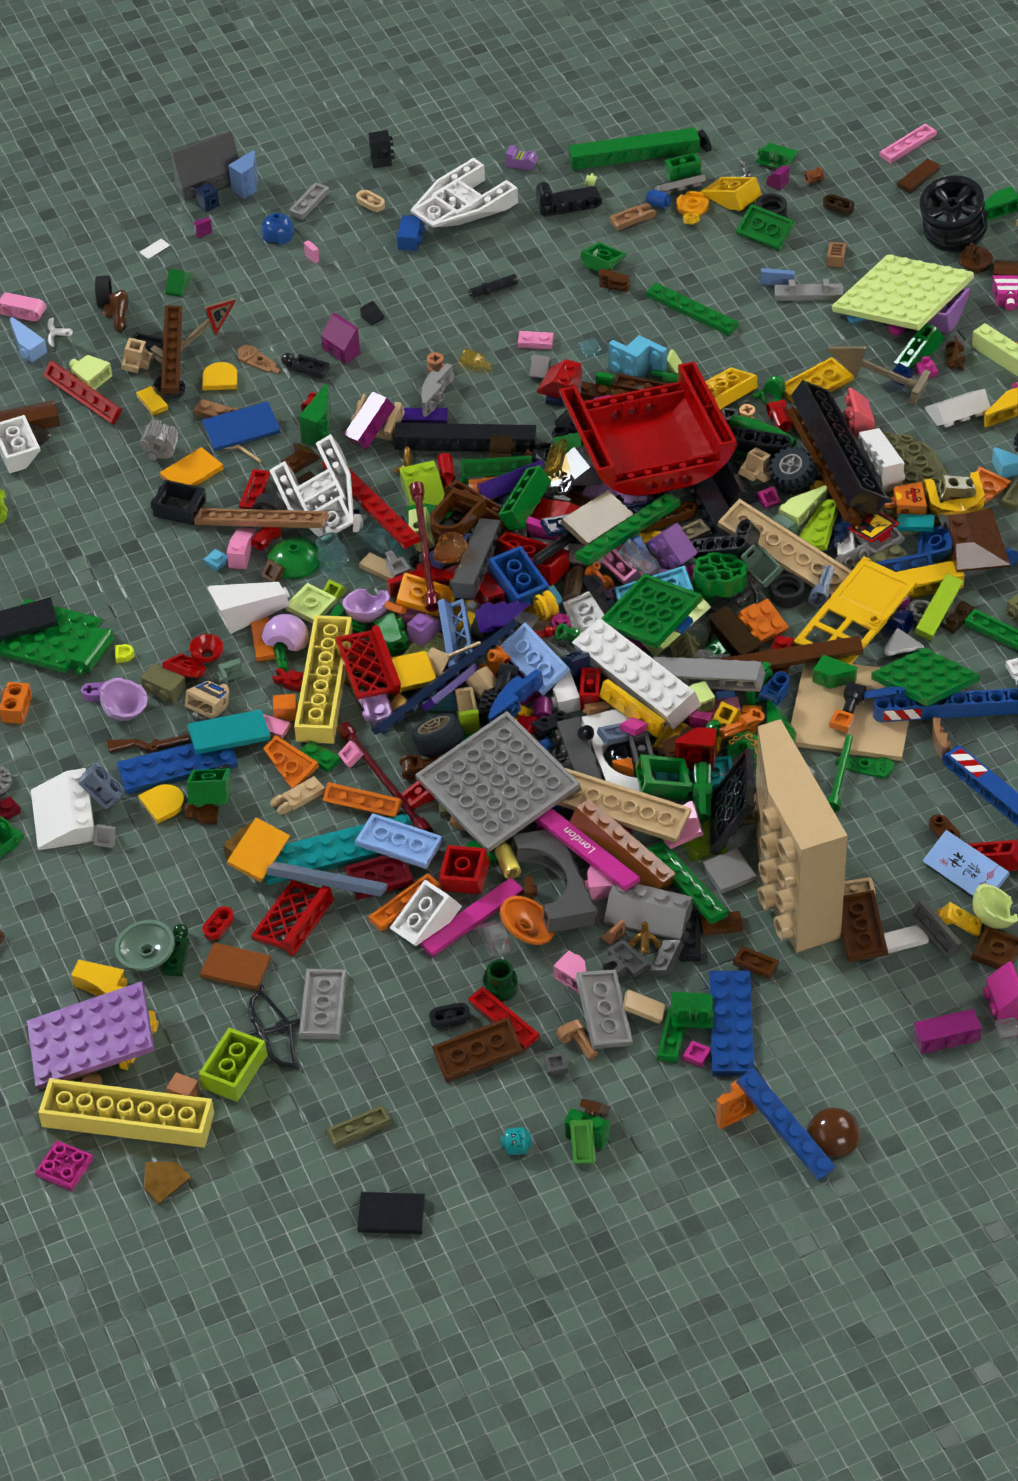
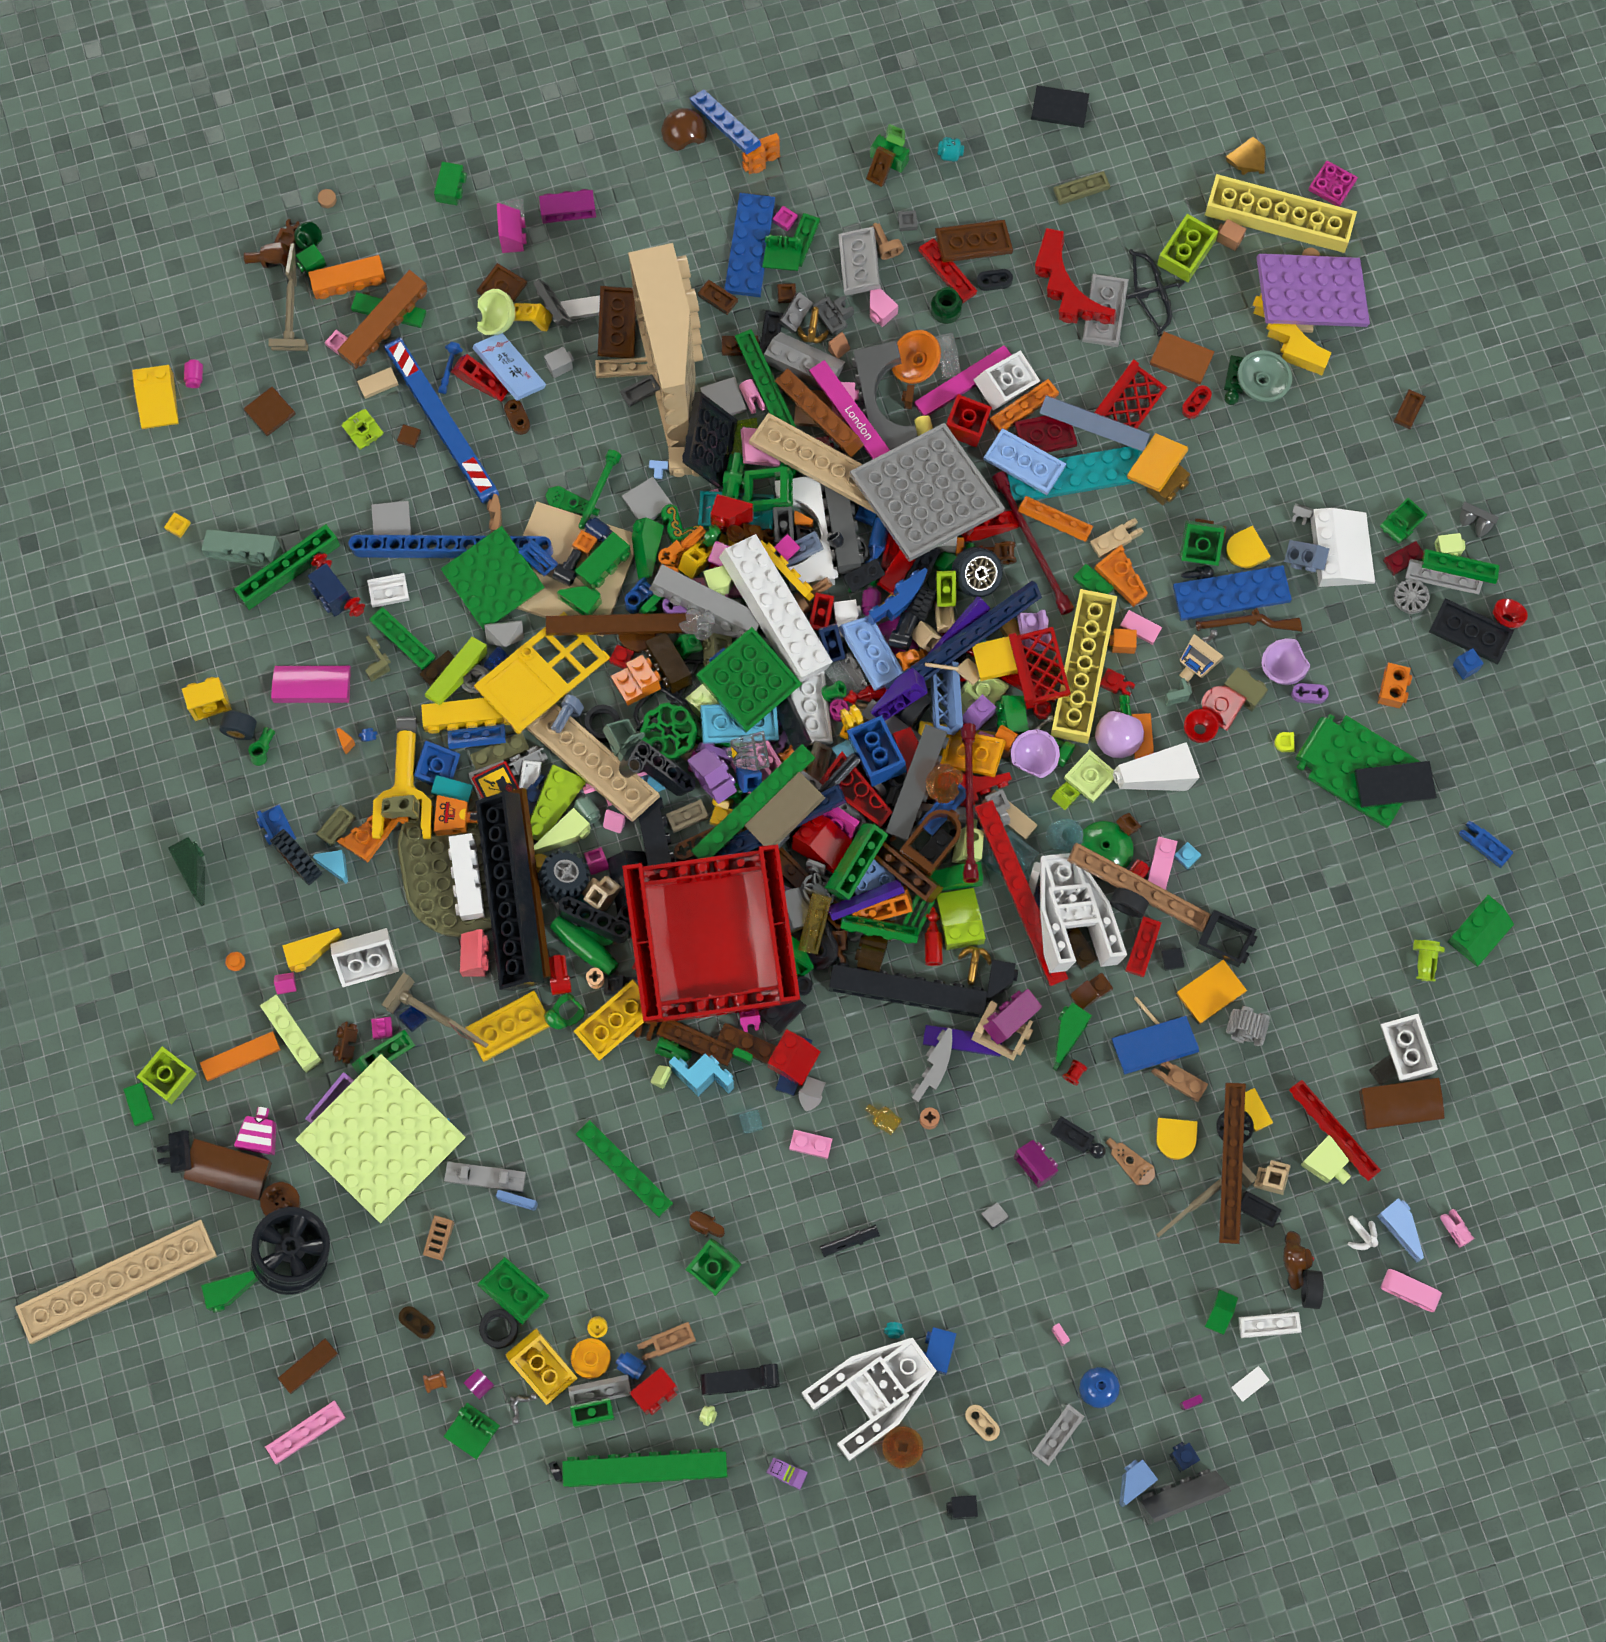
camera: 175 degrees left, 25 degrees up
(139, 279) = (1269, 1325): none -> white tile
(227, 488) = (1172, 959): none -> black tile
(228, 731) = (1181, 612): teal tile -> none
(350, 753) = (1062, 577): bright pink tile -> none
(374, 1010) = (1060, 287): none -> red arch
(382, 454) = (1001, 978): none -> black slope
(428, 172) = (904, 1436): none -> clear orange brick
(448, 240) = (894, 1330): none -> teal plate
(636, 181) = (654, 1392): none -> red brick
(643, 1006) = (824, 262): tan tile -> none
(680, 980) = (786, 292): none -> reddish brown tile
(701, 872) = (751, 394): none -> bright pink hinge
(818, 706) = (603, 561): none -> green brick
(830, 731) = (598, 529): none -> dark blue brick
(914, 879) = (559, 362): none -> light grey brick
(975, 540) = (399, 745): reddish brown slope -> none

